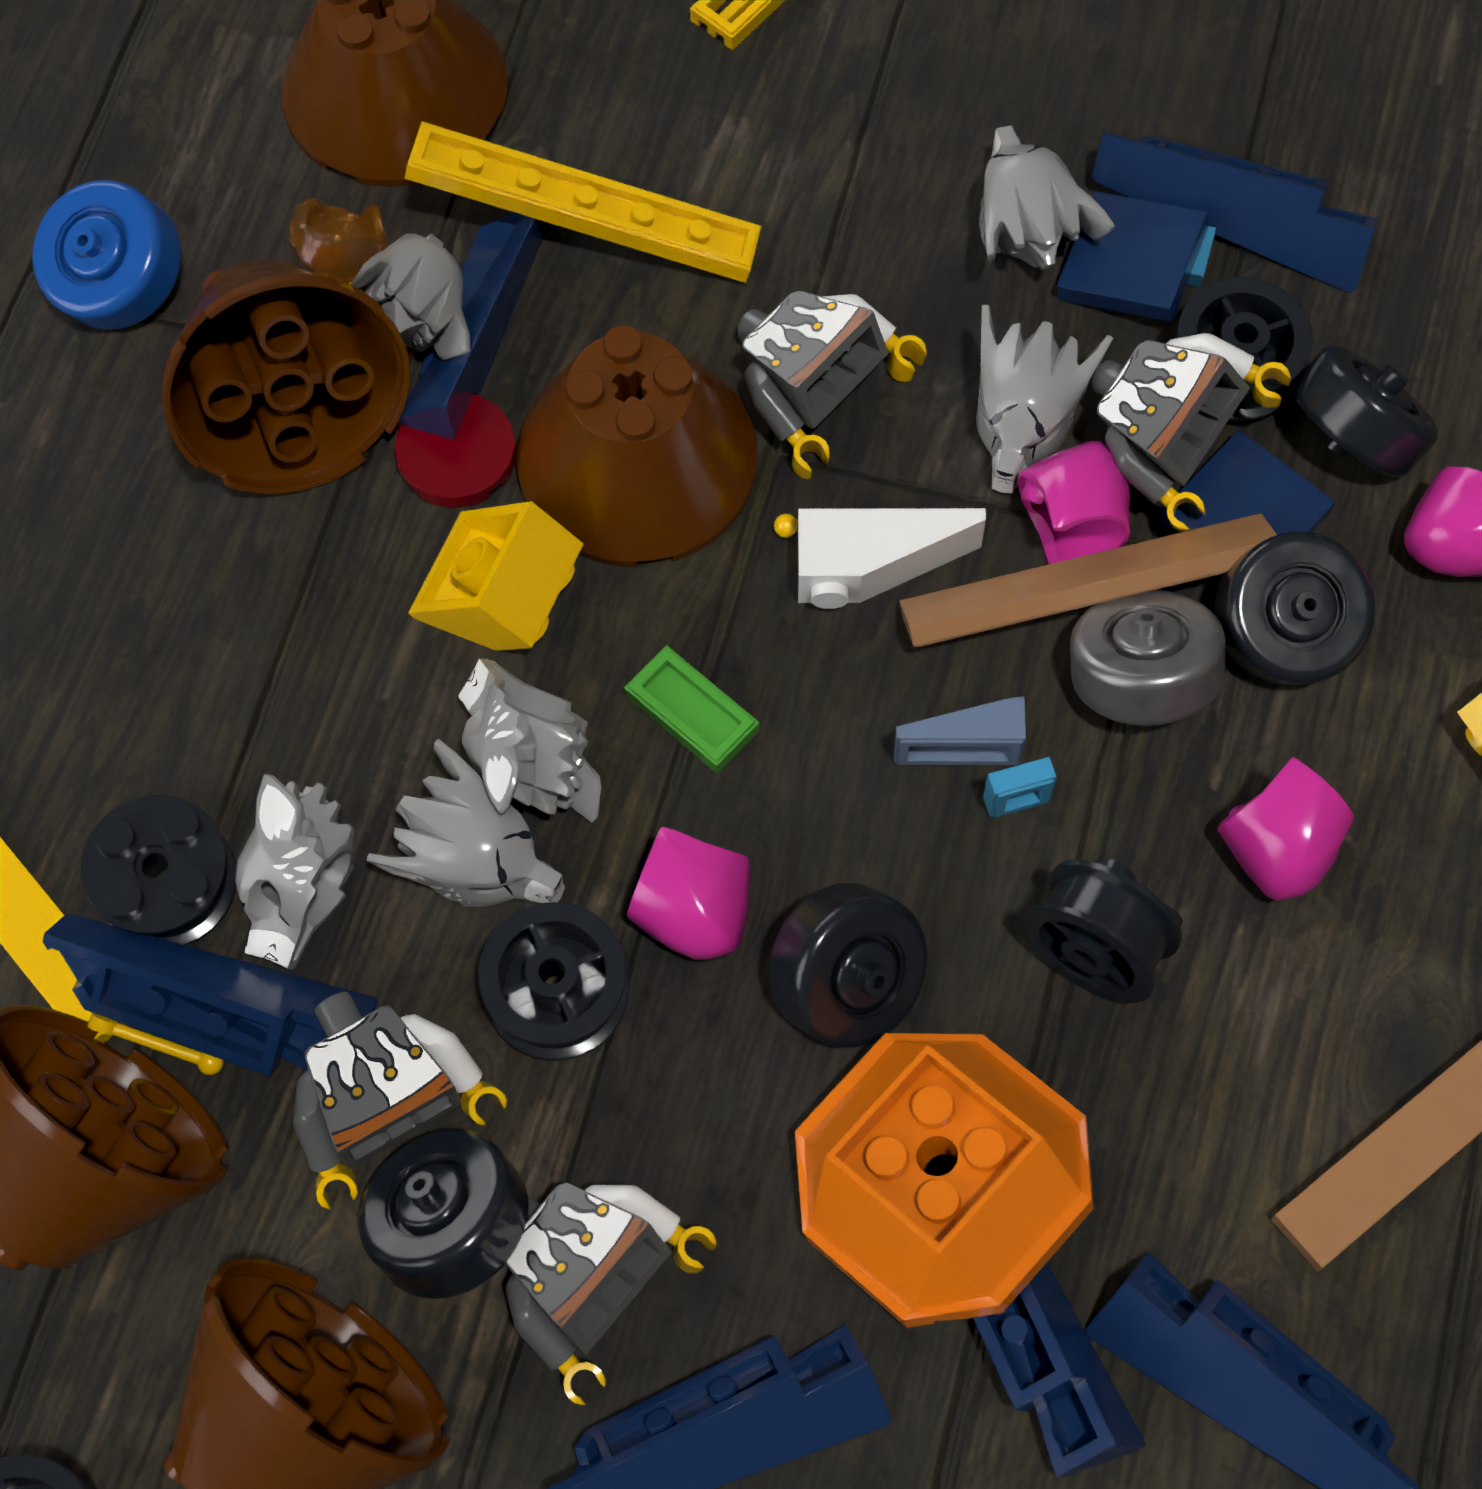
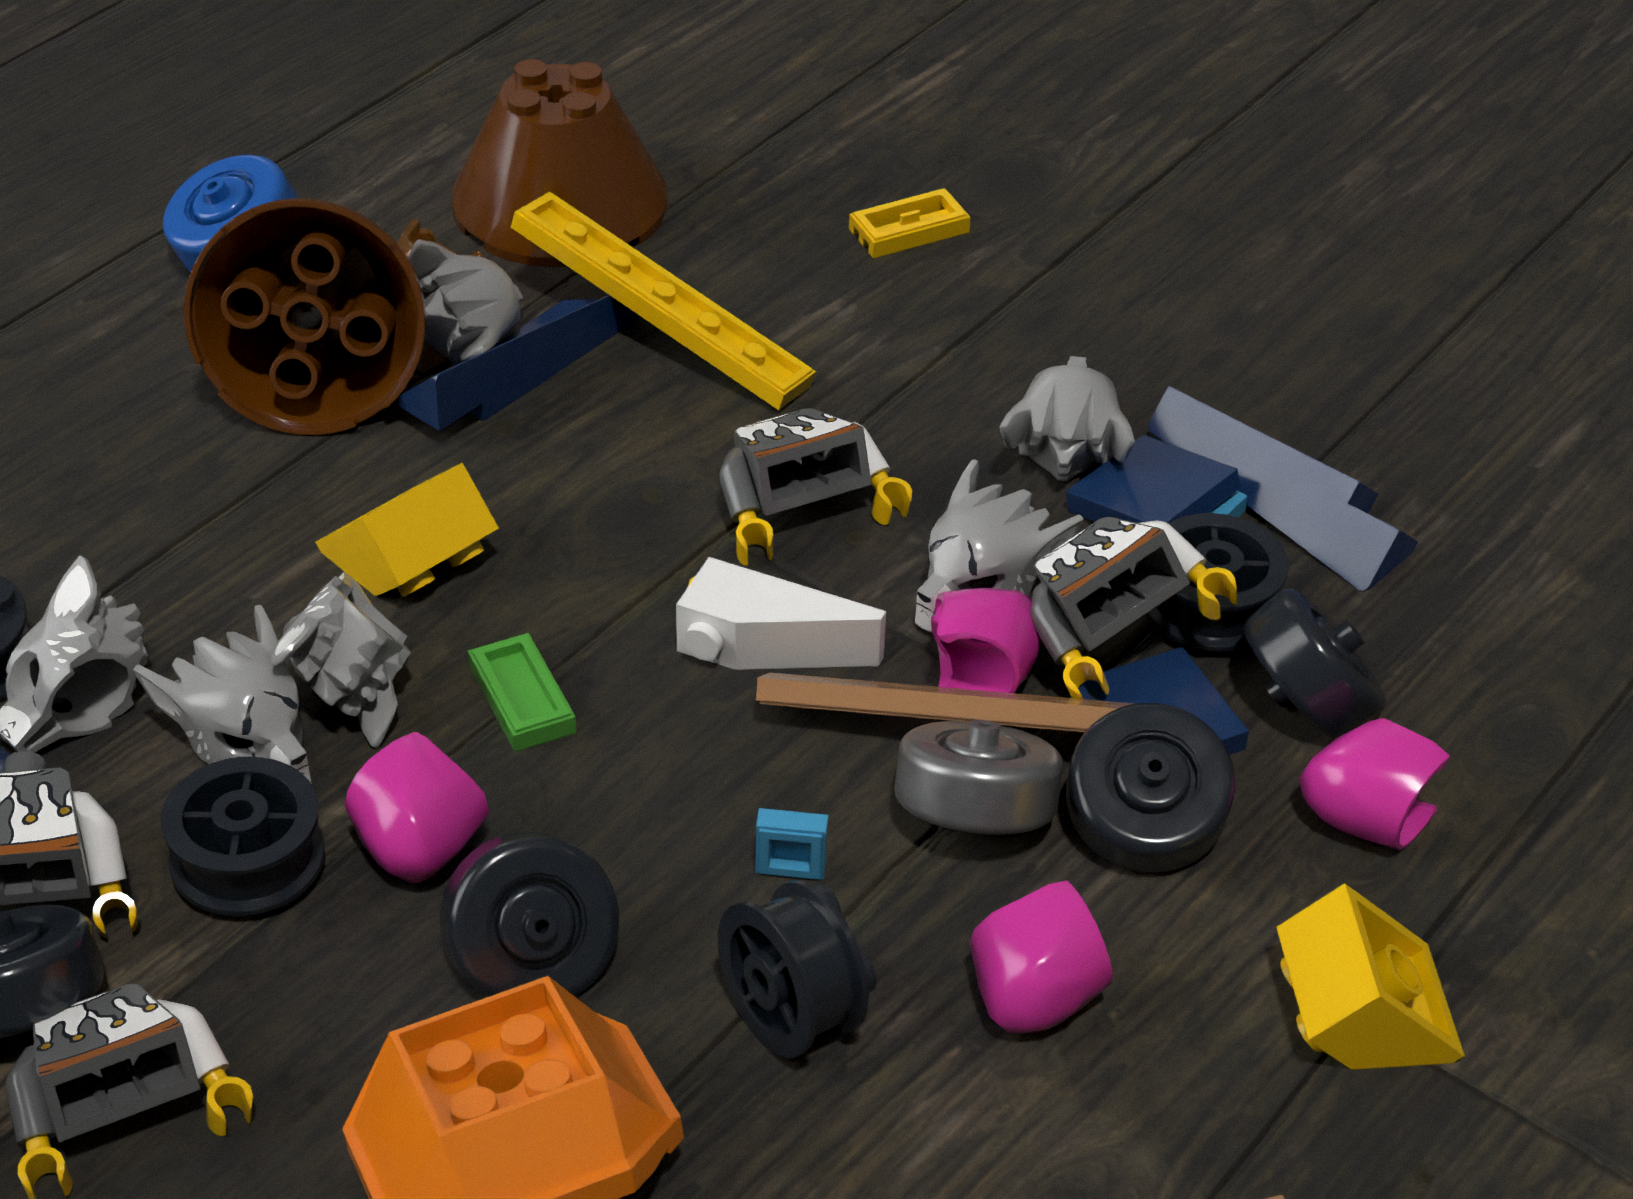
camera: 20 degrees right, 25 degrees down
(459, 469) = (419, 451): dark red tile -> none
(638, 451) = (598, 474): reddish brown cone -> none
(970, 736) = (775, 780): sand blue slope -> none

